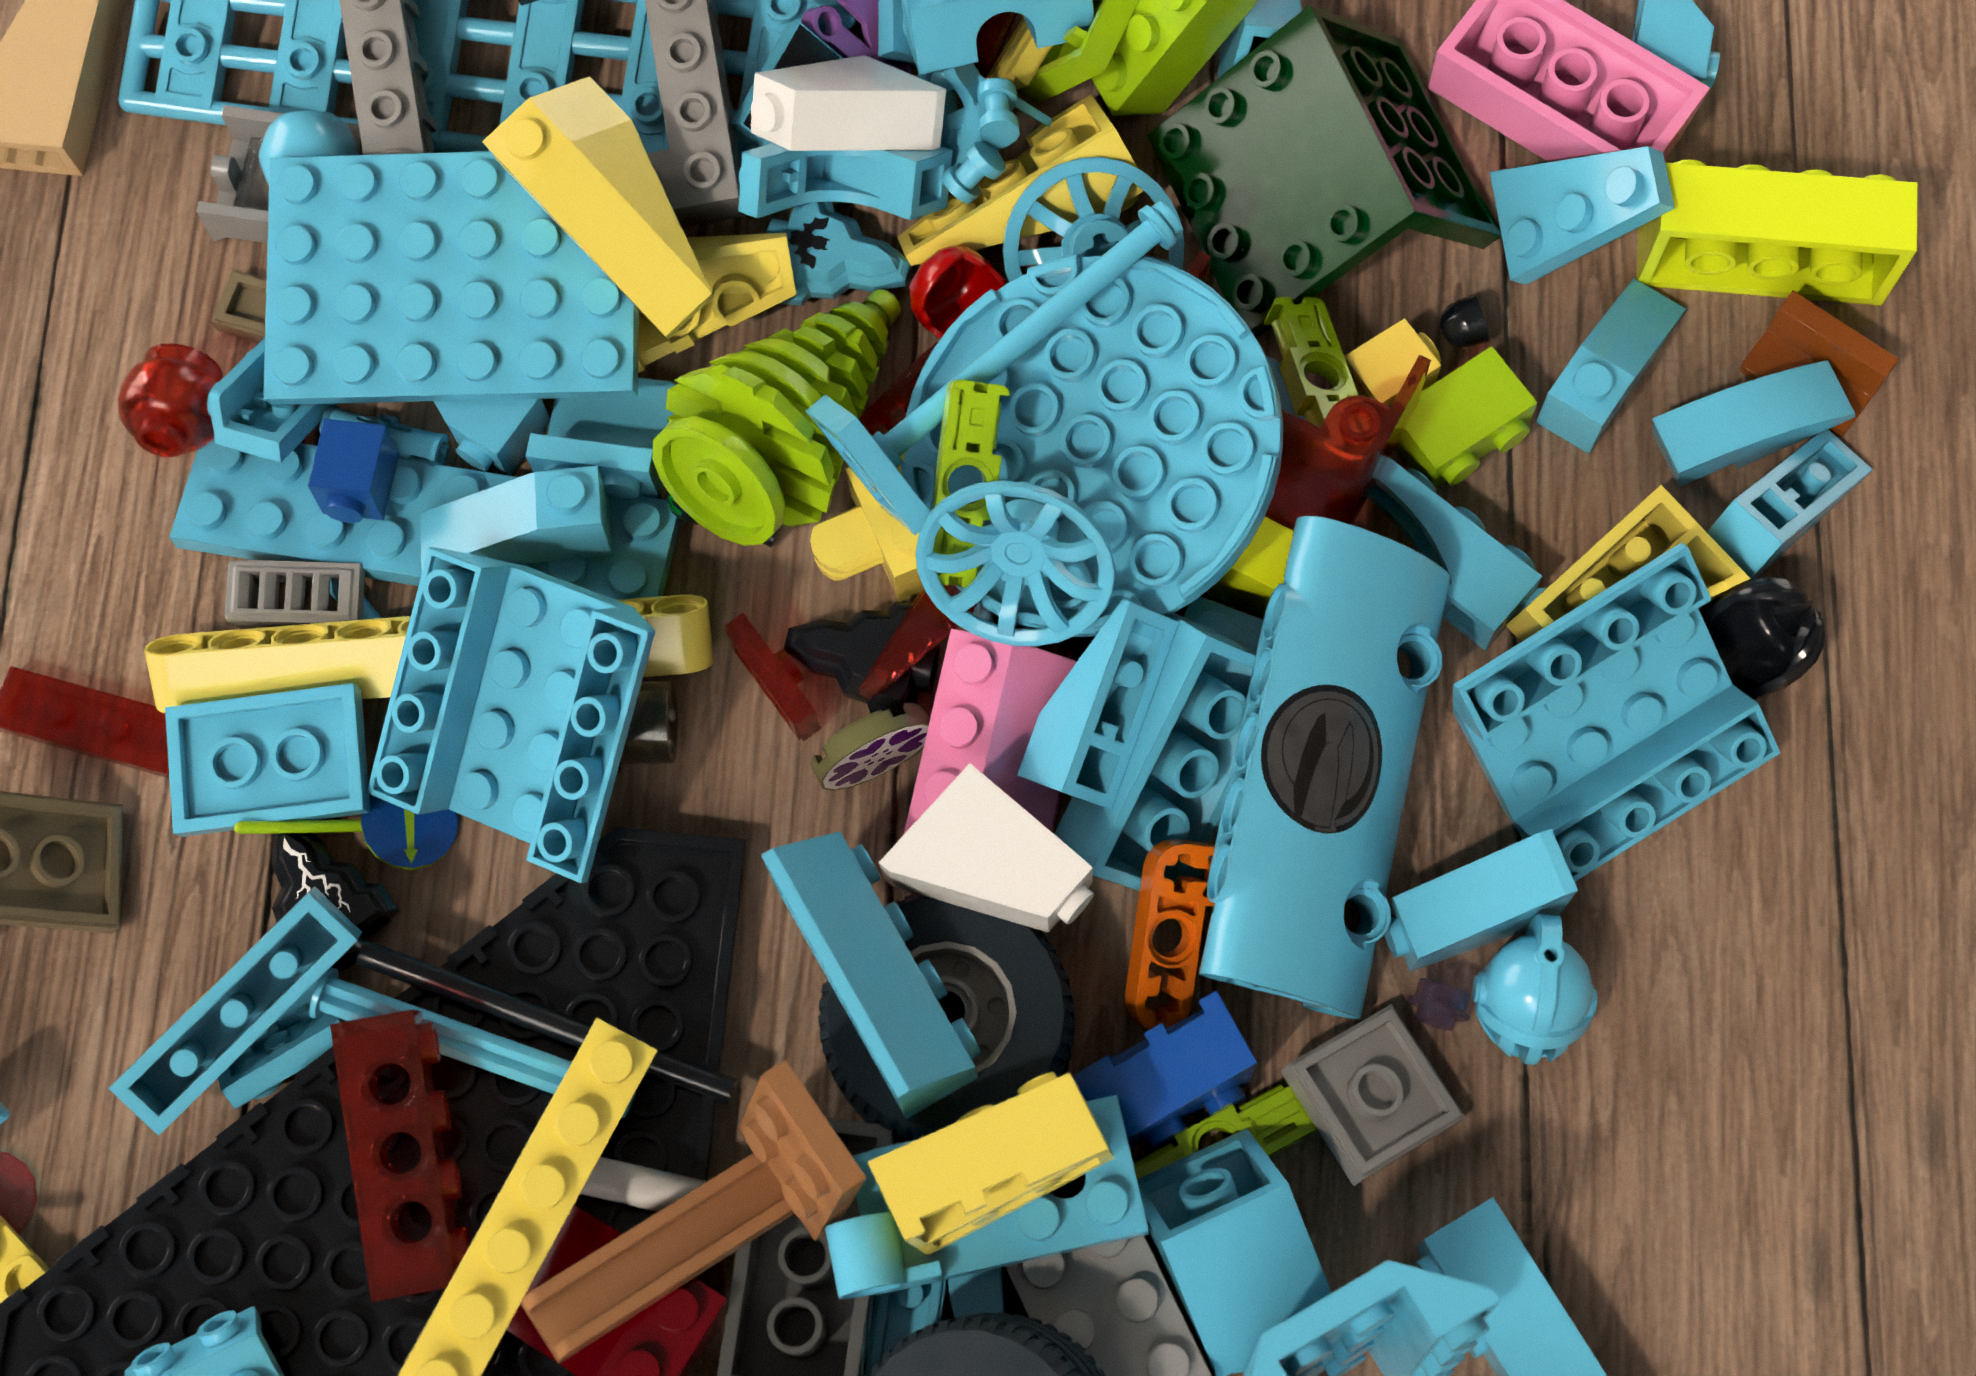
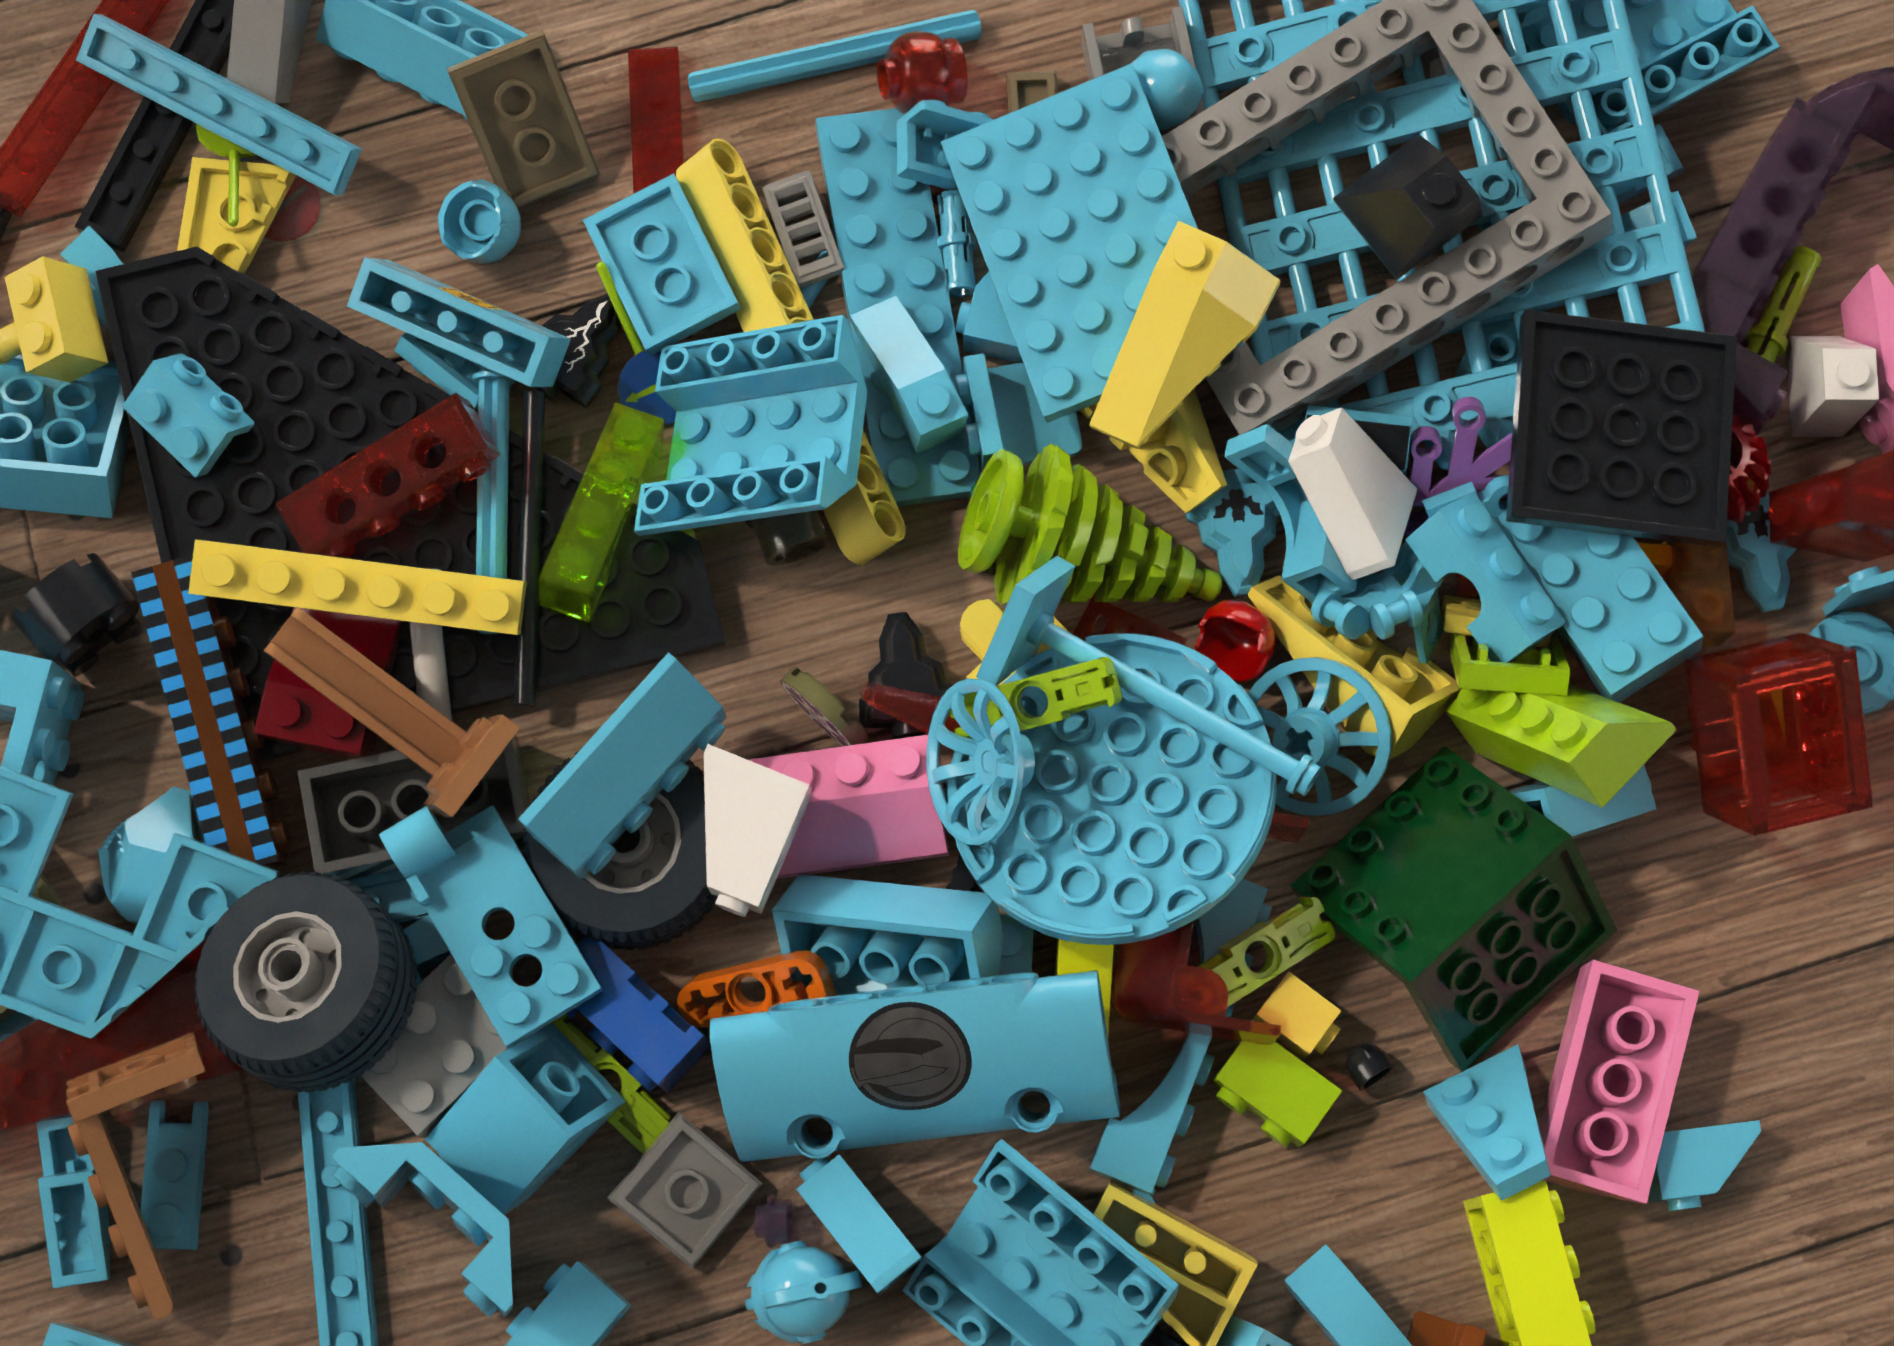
camera: 65 degrees right, 5 degrees up
(98, 517) = (822, 57): none -> medium azure axle
(118, 959) = (479, 222): none -> medium azure hair
(353, 470) = (908, 232): blue brick -> none
(540, 920) = (589, 534): none -> clear neon green arch
(775, 675) = (863, 615): clear red plate -> none
(990, 1162) = (506, 906): light yellow wedge -> none
(1099, 708) = (896, 871): medium azure slope -> none
(1609, 365) = (1378, 1199): medium azure slope -> none

